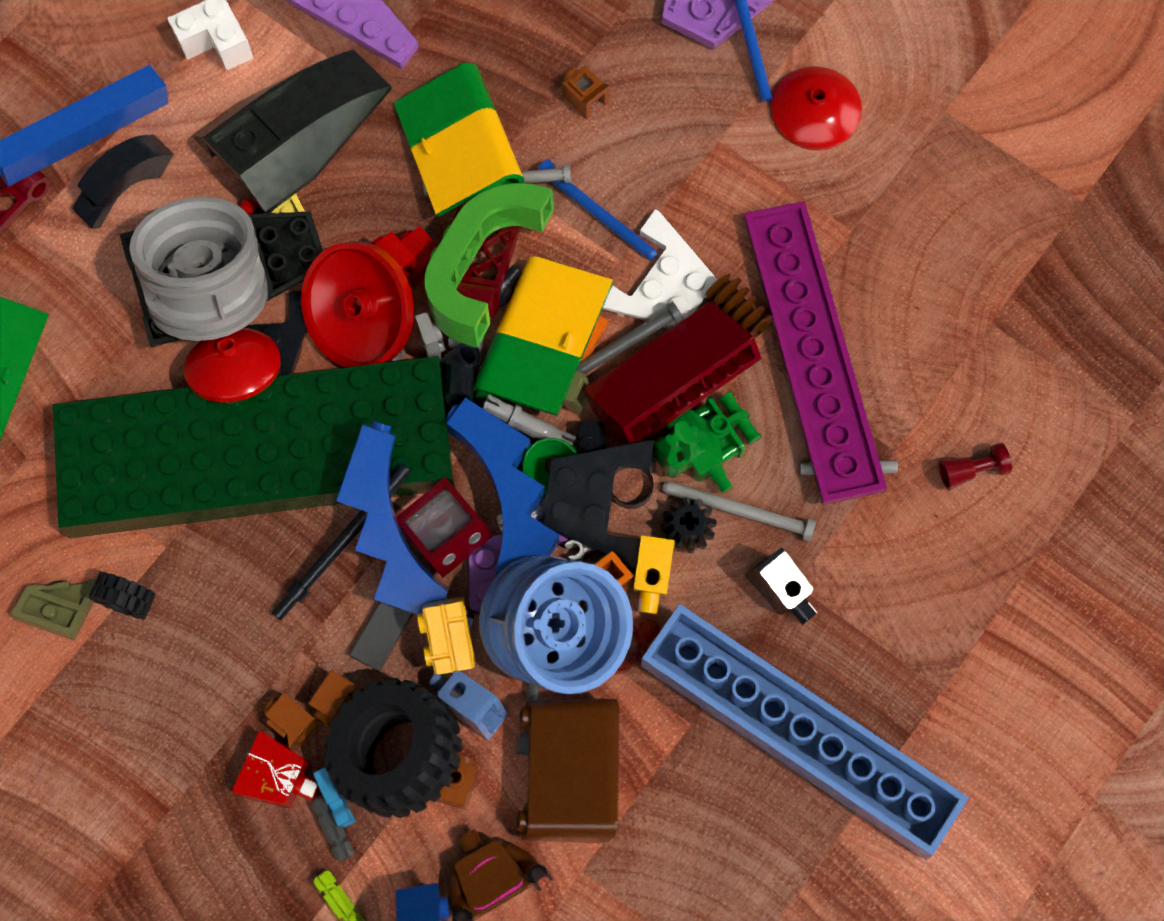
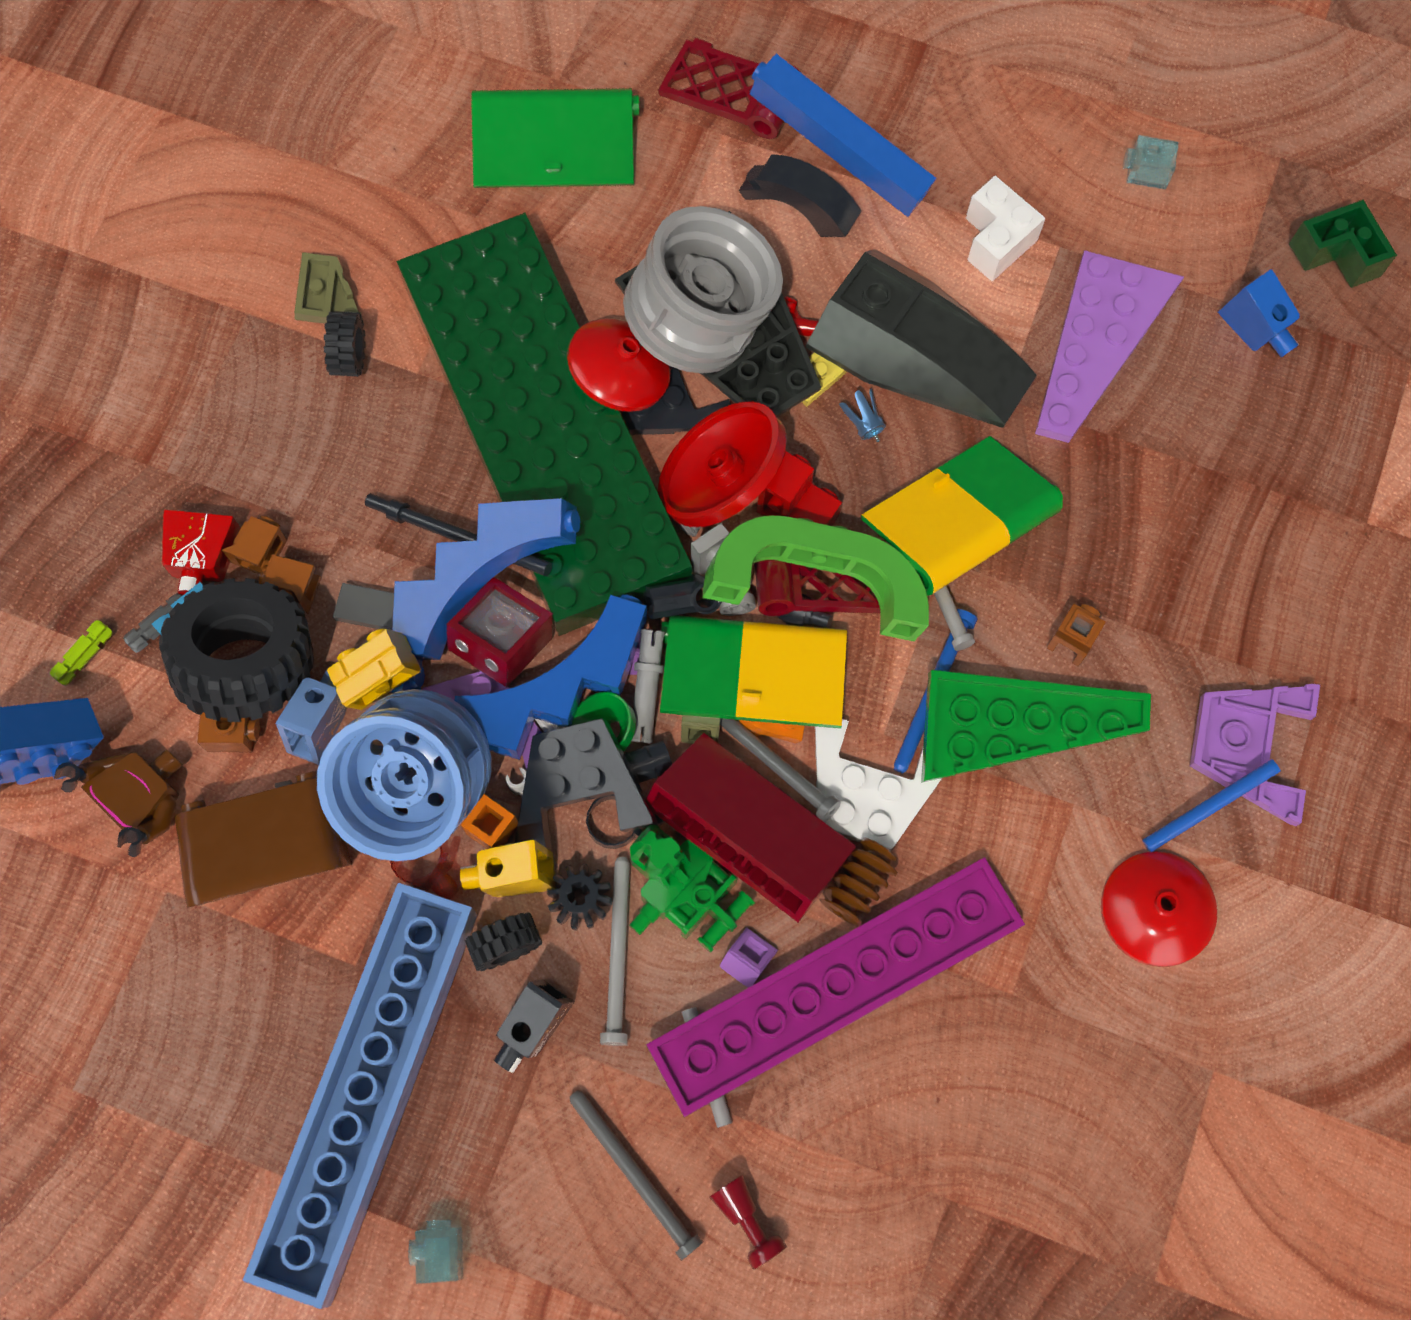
camera: 70 degrees right, 0 degrees up
(349, 186) = (871, 423): none -> flat silver piece
(641, 163) = (1000, 720): none -> green wing
(711, 590) = (503, 941): none -> black tyre
(772, 412) = (748, 958): none -> medium lavender slope
(942, 705) = (437, 1252): none -> clear light blue brick
(980, 516) = (635, 1176): none -> dark grey bar

